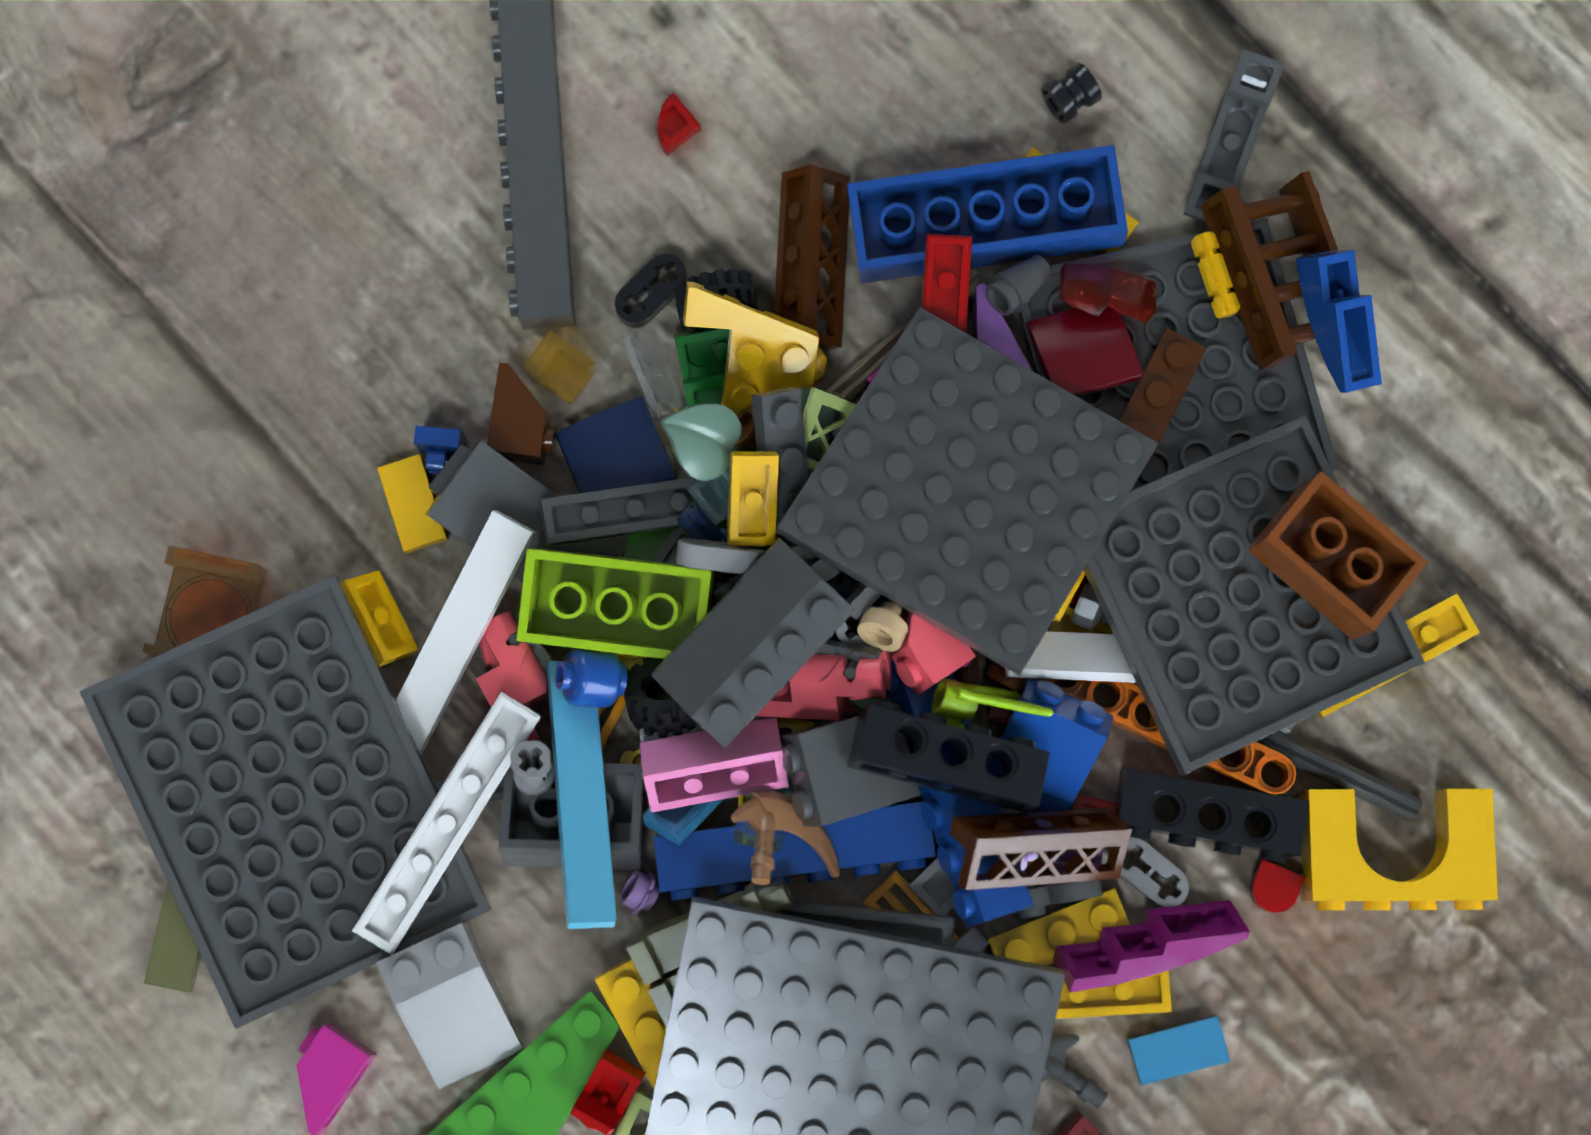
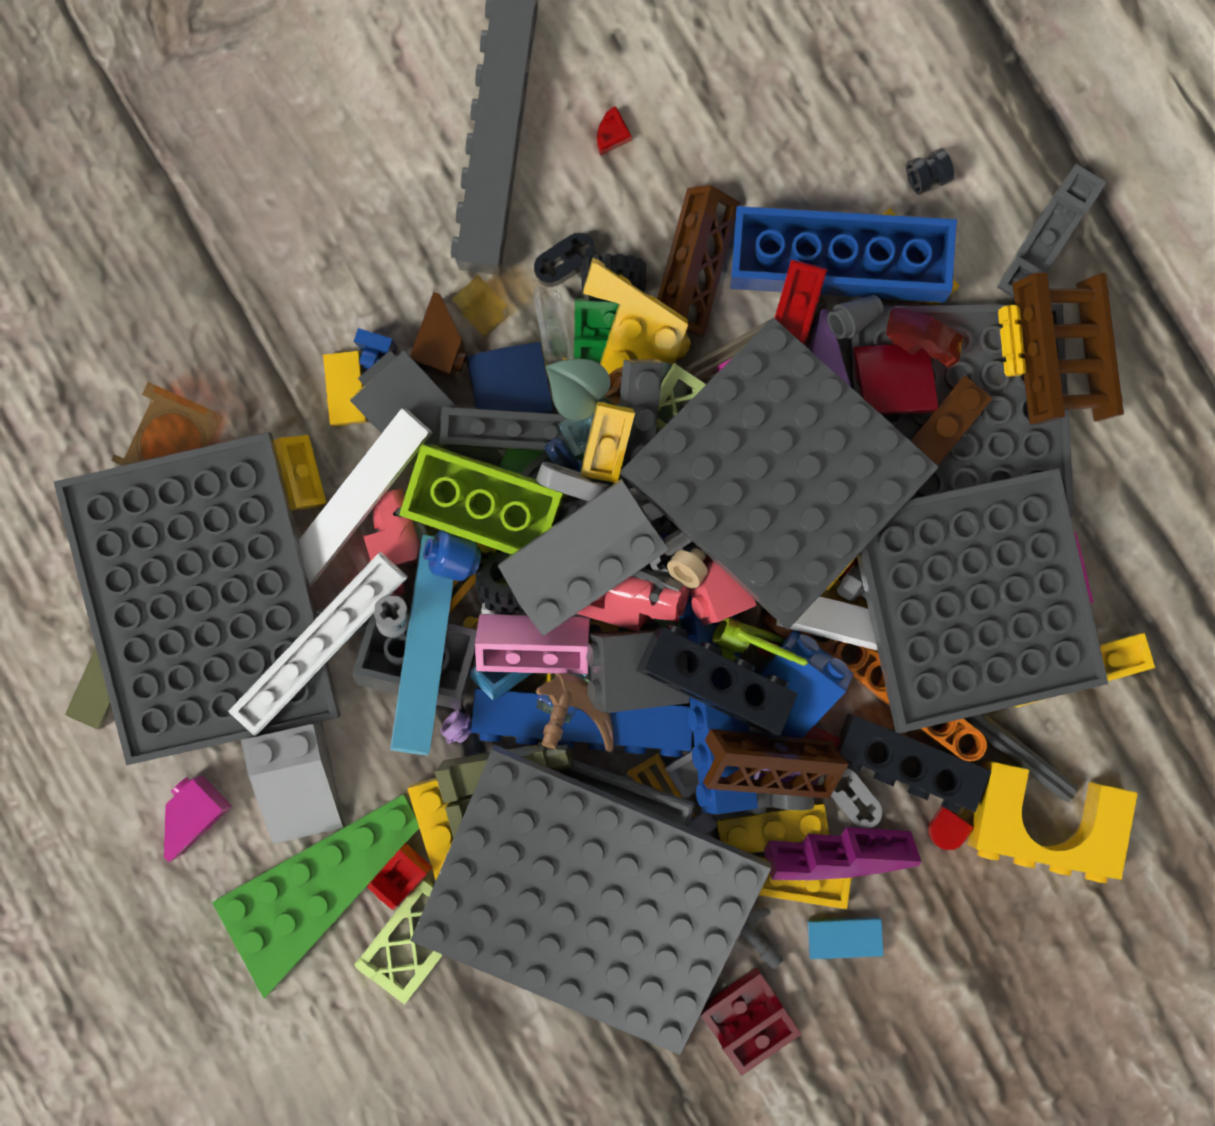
camera: 15 degrees right, 5 degrees up
(1337, 556) = (1061, 587): dark orange brick -> none
(1340, 318) = (1105, 396): blue slope -> none

